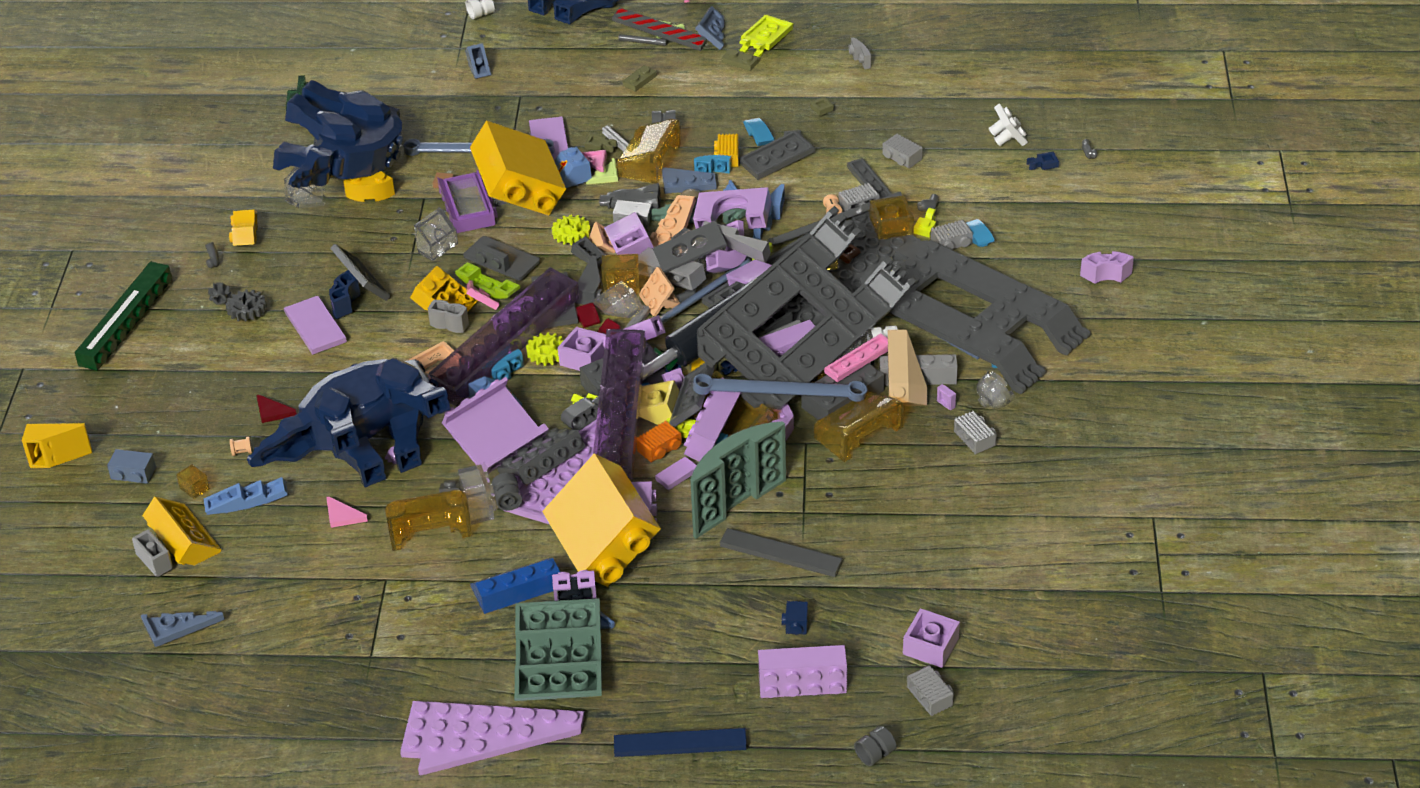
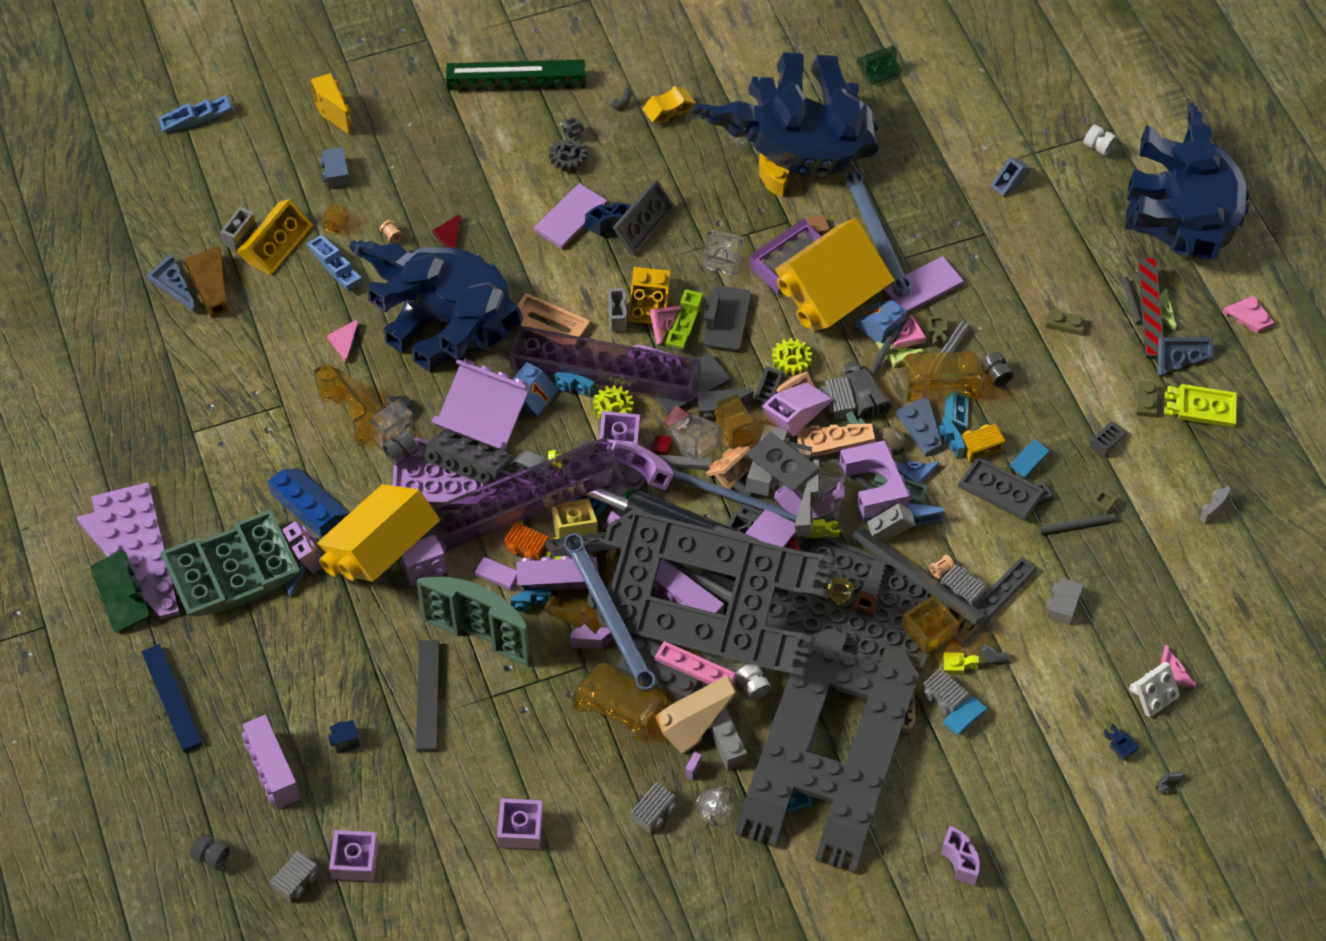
camera: 65 degrees right, 15 degrees up
(197, 593) = (208, 276): none -> pearl gold slope
(534, 747) = (120, 591): none -> dark green bracket
(602, 177) = (881, 355): none -> dark grey bar
(681, 158) = (957, 409): none -> dark azure slope
(765, 89) = (1101, 448): none -> dark grey slope
(778, 214) = (891, 522): none -> light grey brick
(832, 129) = (1077, 523): none -> dark grey bar
(952, 516) = (520, 823): none -> lavender brick
(985, 120) = (1179, 671): none -> bright pink tile

